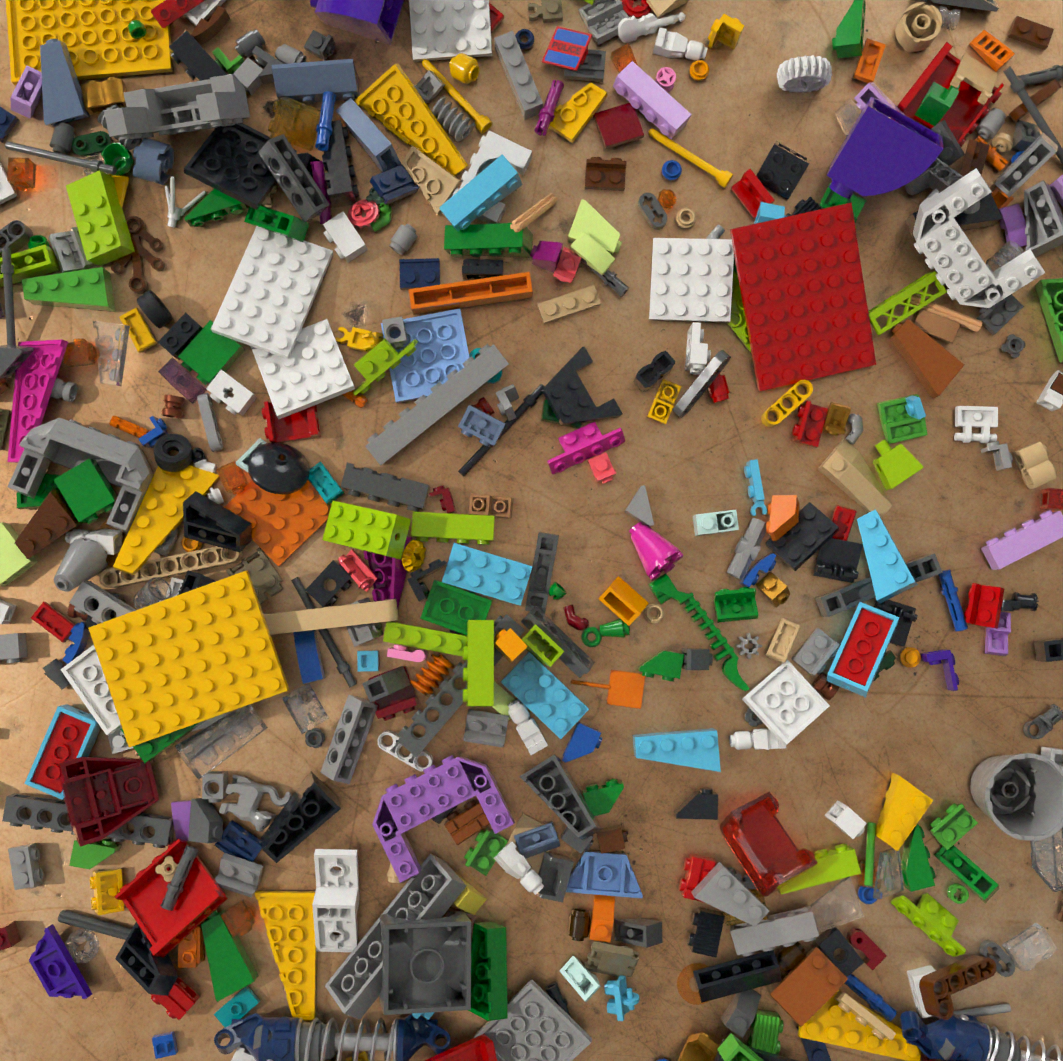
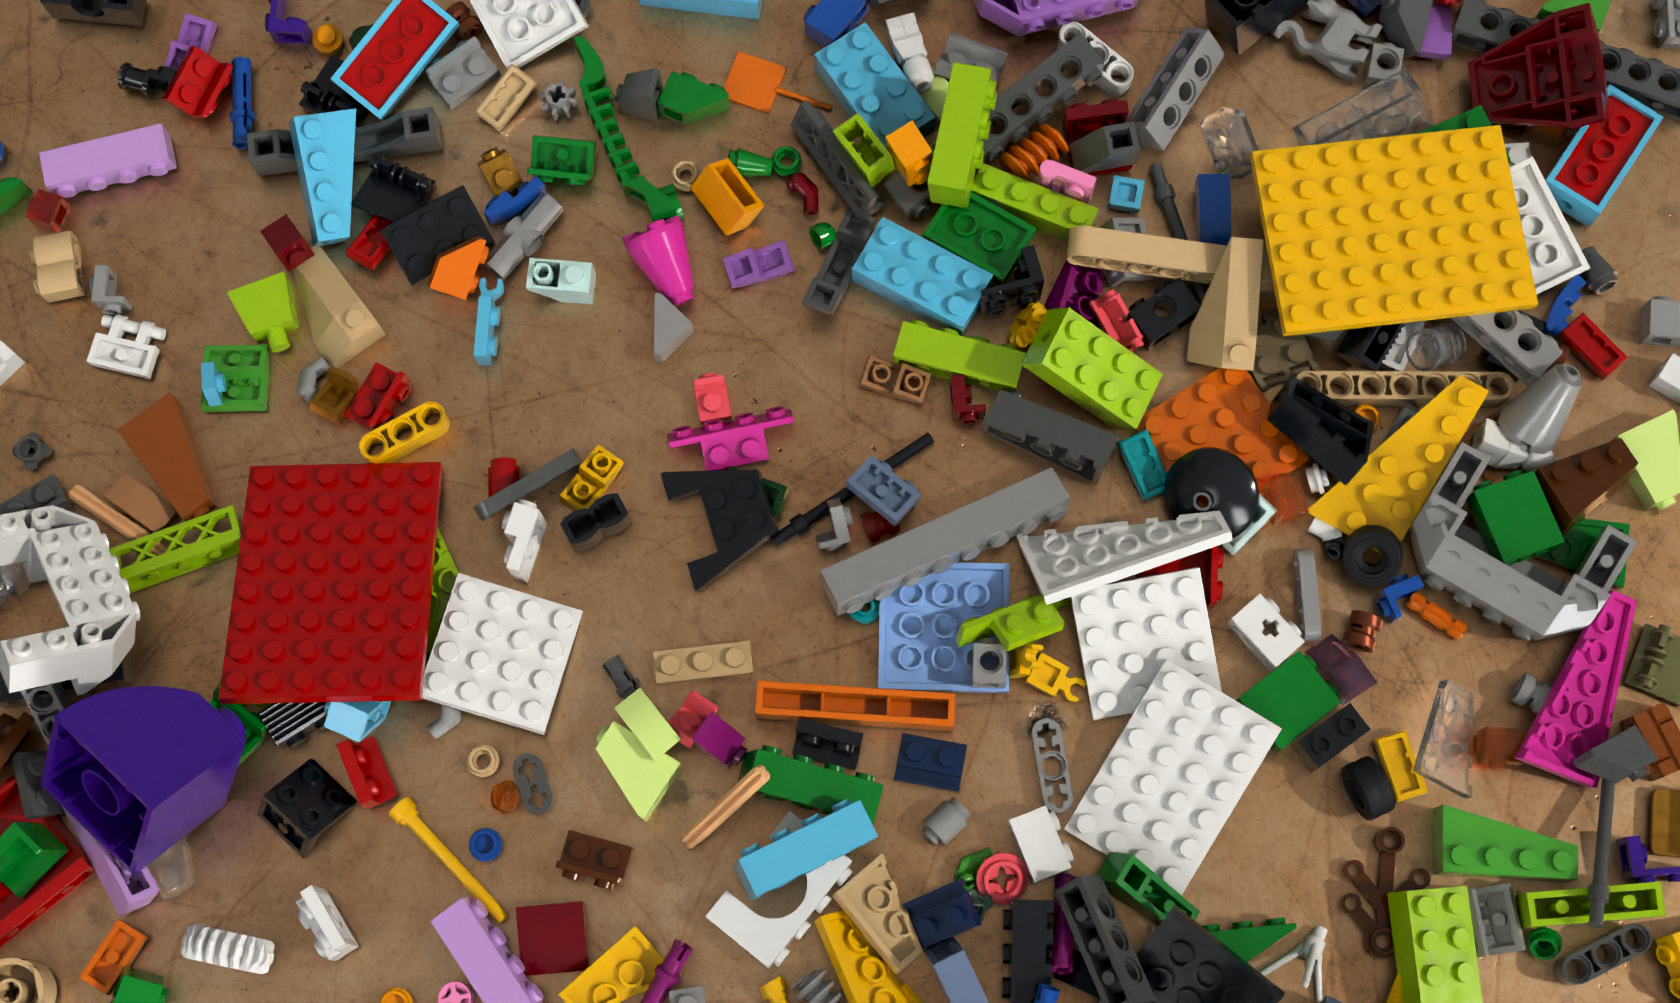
camera: 160 degrees left, 10 degrees down
(286, 585) = (1228, 317): none -> tan wedge
(309, 738) = (1225, 97): dark grey plate -> none
(336, 415) = (1112, 551): none -> white wing
(357, 298) = (1039, 743): none -> light grey beam
(593, 563) = (759, 265): none -> medium lavender slope
(753, 104) = (324, 919): none -> white plate
(895, 510) = (287, 242): none -> dark red brick

